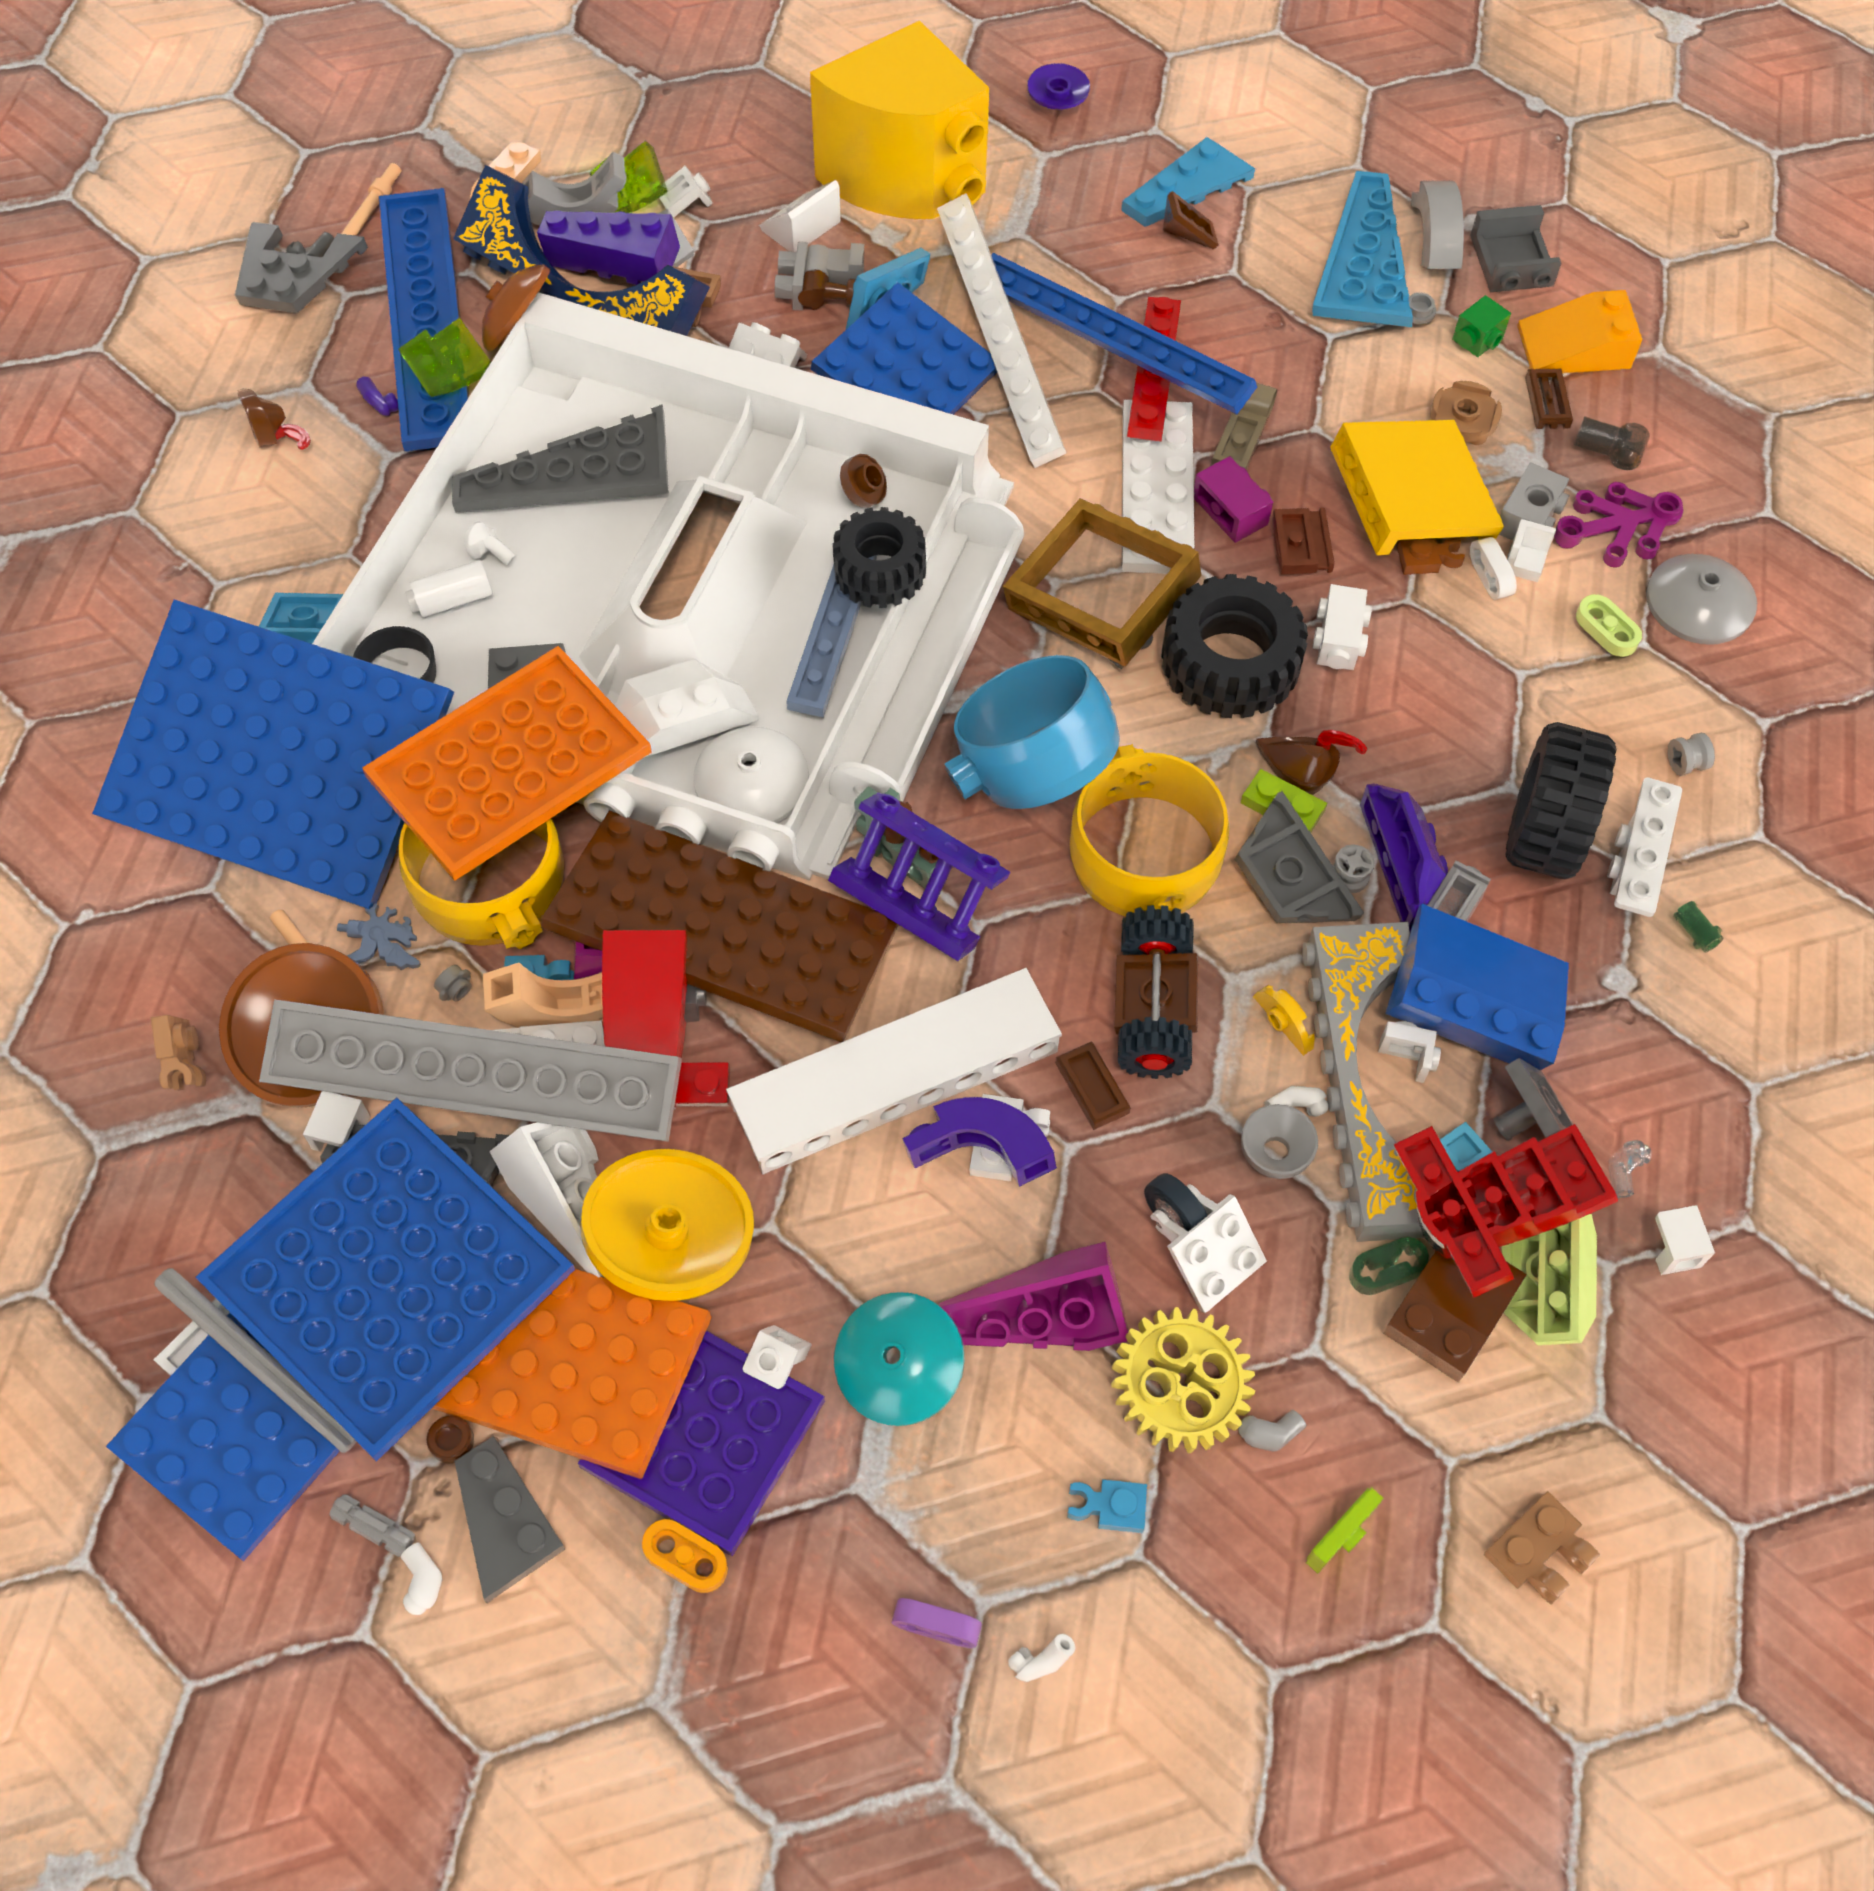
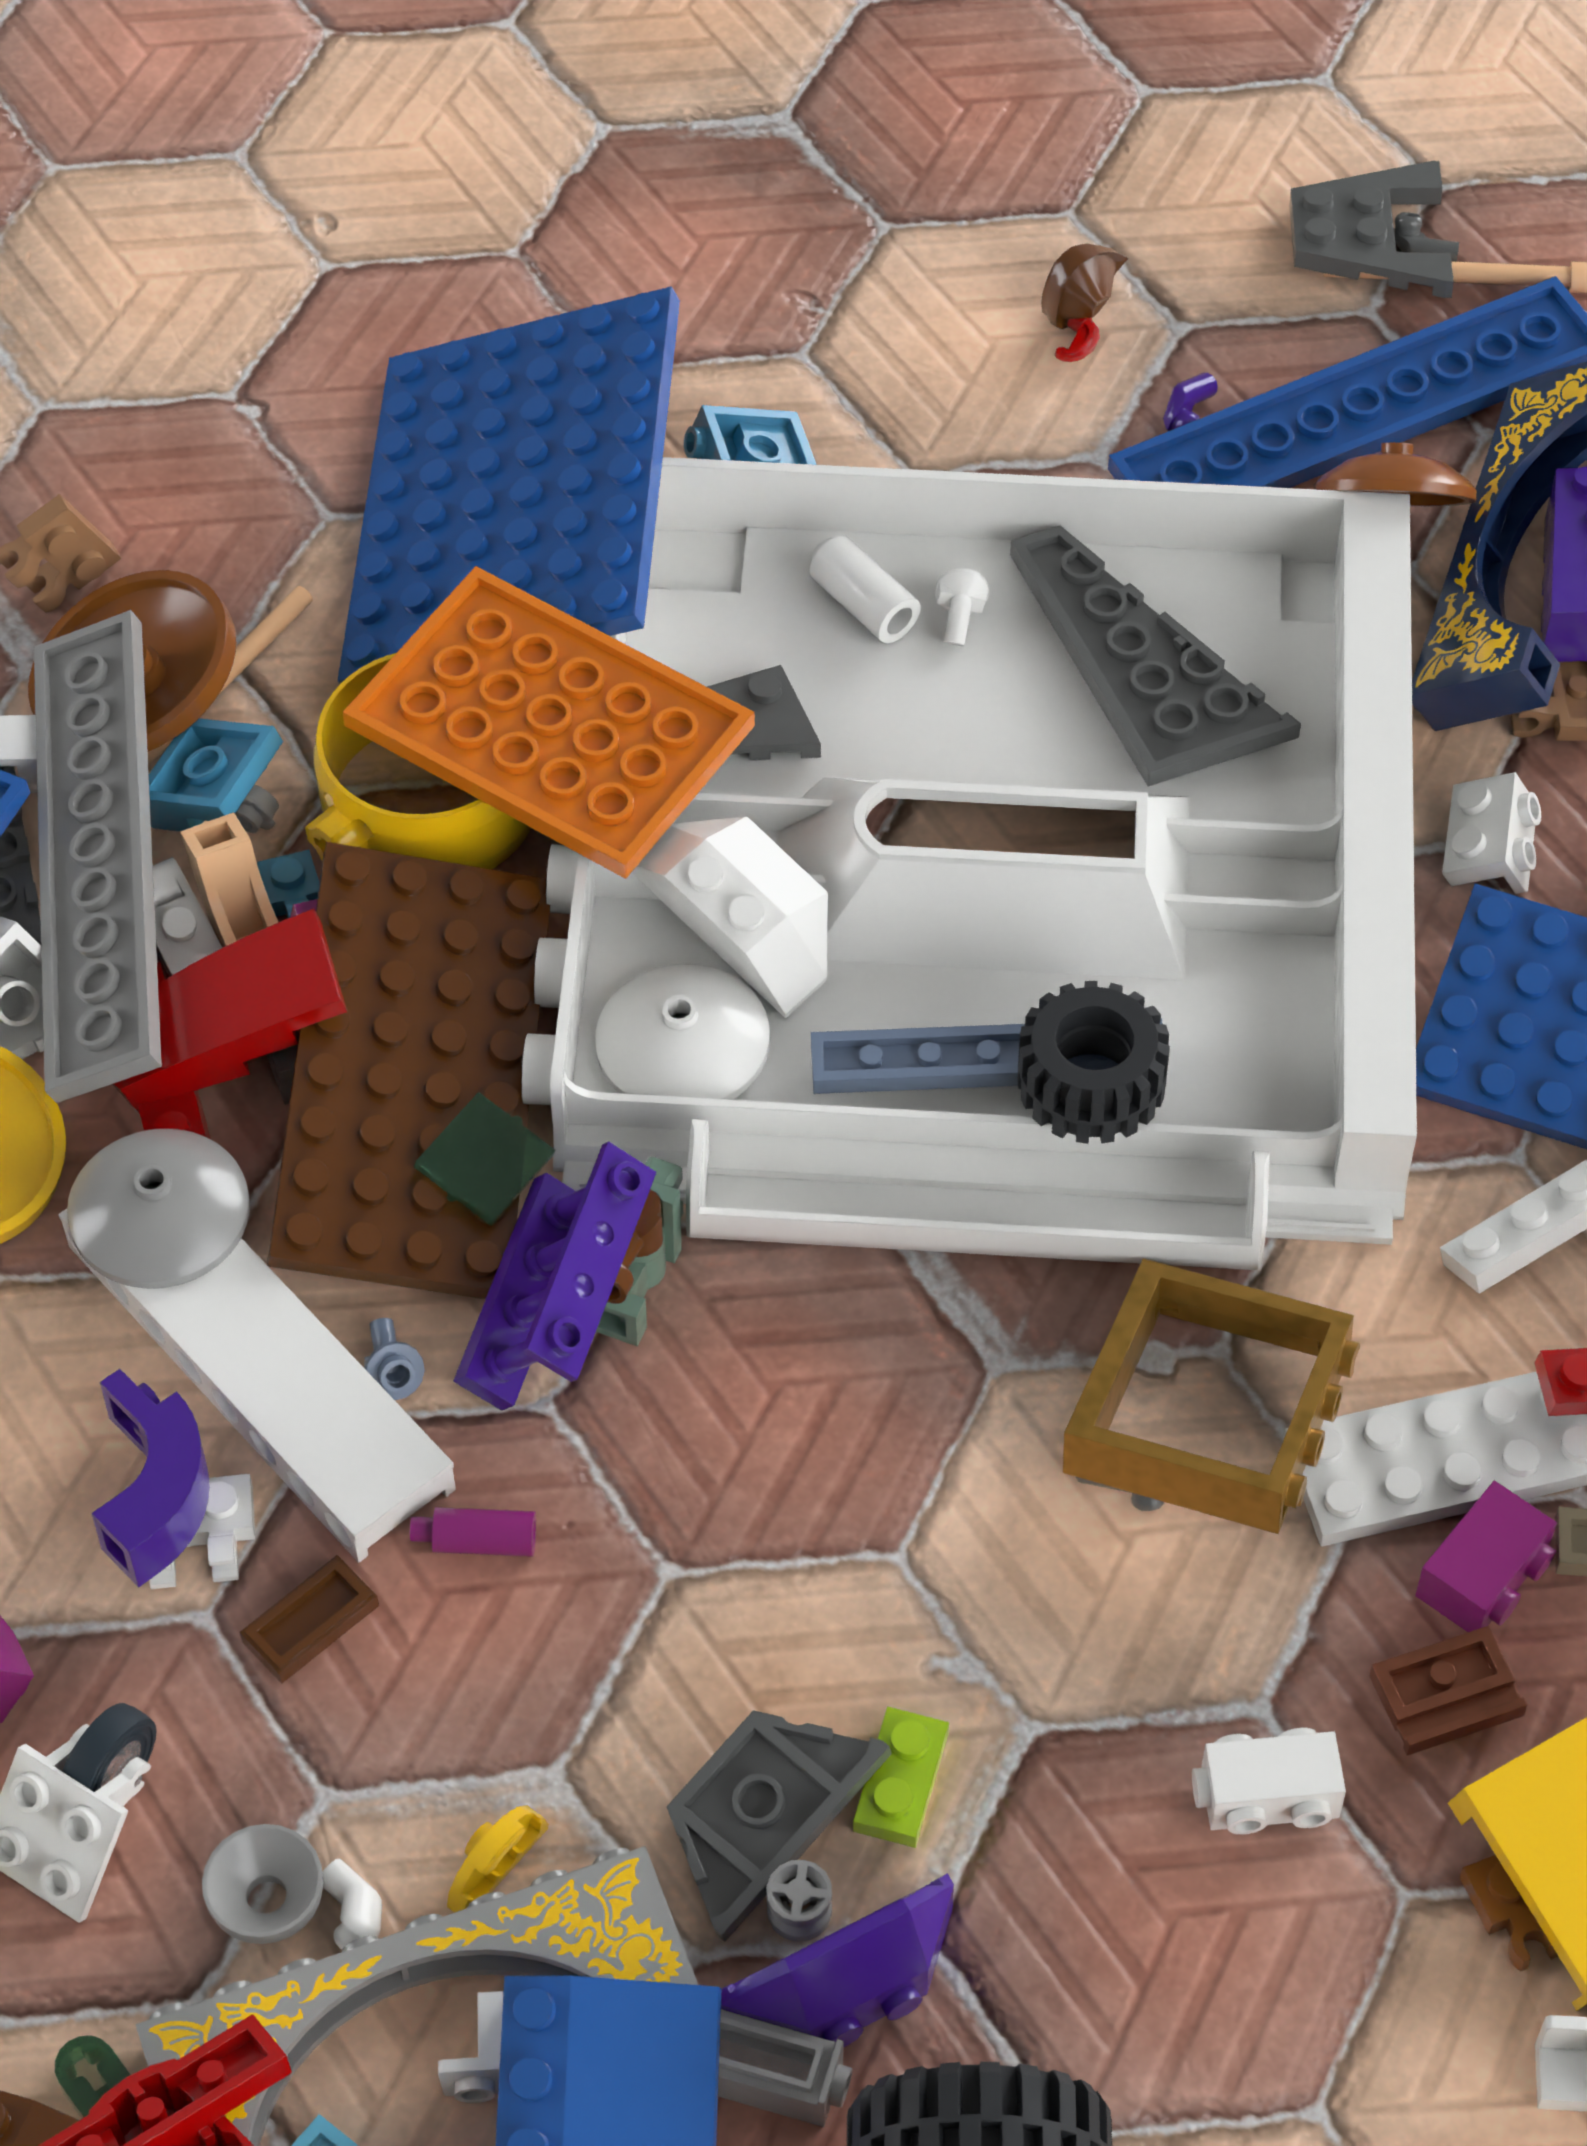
camera: 75 degrees right, 5 degrees down
(377, 933) = (292, 707): sand blue piece -> none
(397, 637) = (713, 536): black tyre -> none
(425, 986) = (208, 772): none -> dark azure plate
(446, 359) = (1275, 446): clear neon green slope -> none
(781, 1116) = (161, 1232): none -> light grey dish
(809, 899) = (484, 1158): none -> clear green piece
(863, 480) = (1266, 1016): reddish brown plate -> none
(932, 992) = (393, 1363): none -> sand blue plate
(1048, 764) = (848, 1358): dark azure cylinder -> none
(1064, 974) = (477, 1531): none -> magenta cylinder
(1156, 992) = (467, 1652): plate -> none
(1170, 781) = (765, 1473): yellow cylinder -> none
(1240, 609) = (1175, 1547): black tyre -> none
(1307, 760) = (991, 1786): reddish brown piece -> none
(1493, 568) = (1515, 2012): white beam -> none

